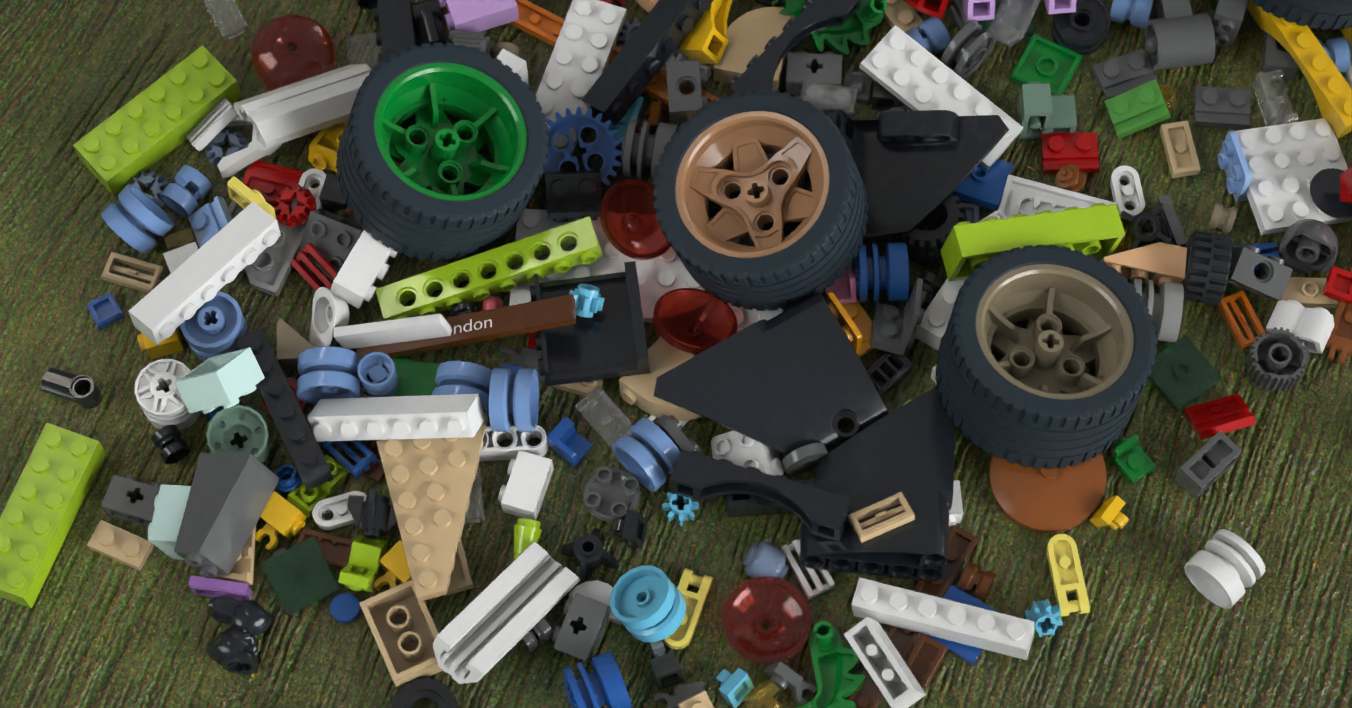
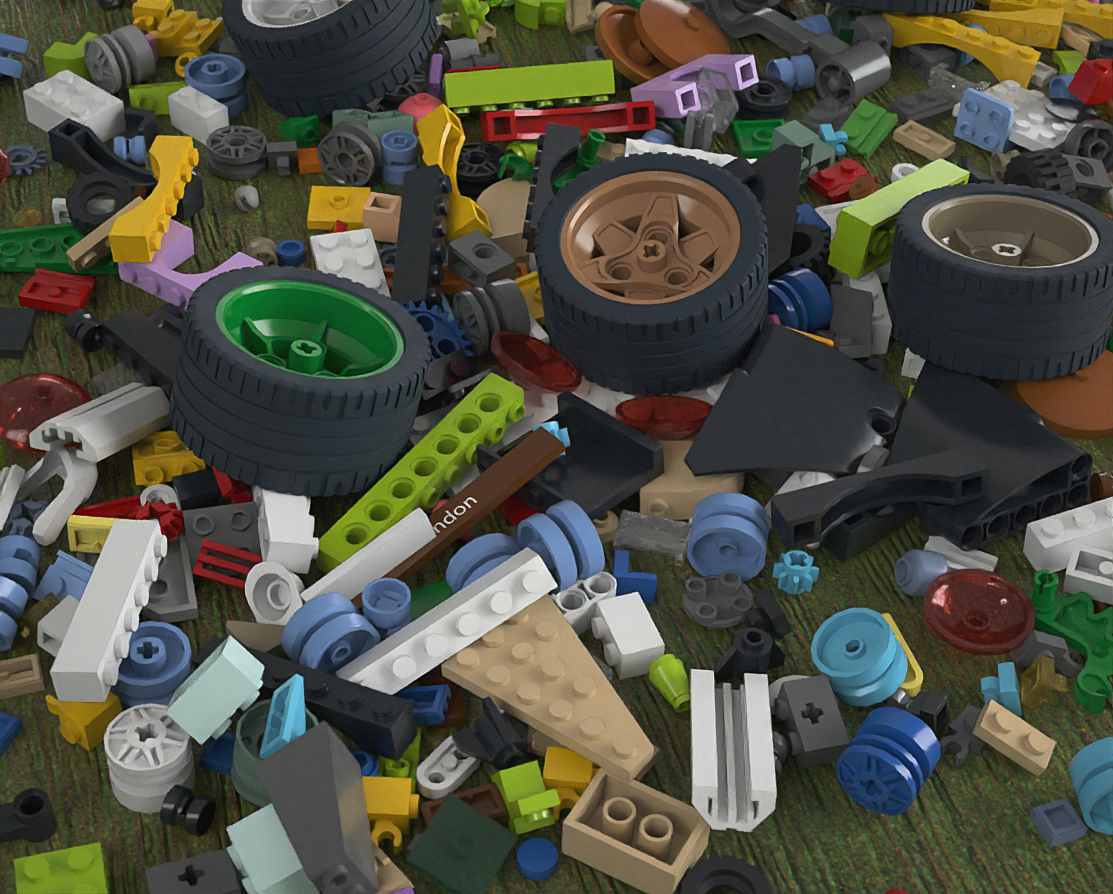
camera: 40 degrees left, 25 degrees down
(242, 433) = (285, 717): none -> medium azure slope
(882, 521) = (1017, 456): tan tile -> none
(1093, 108) = (828, 136): none -> medium azure tile

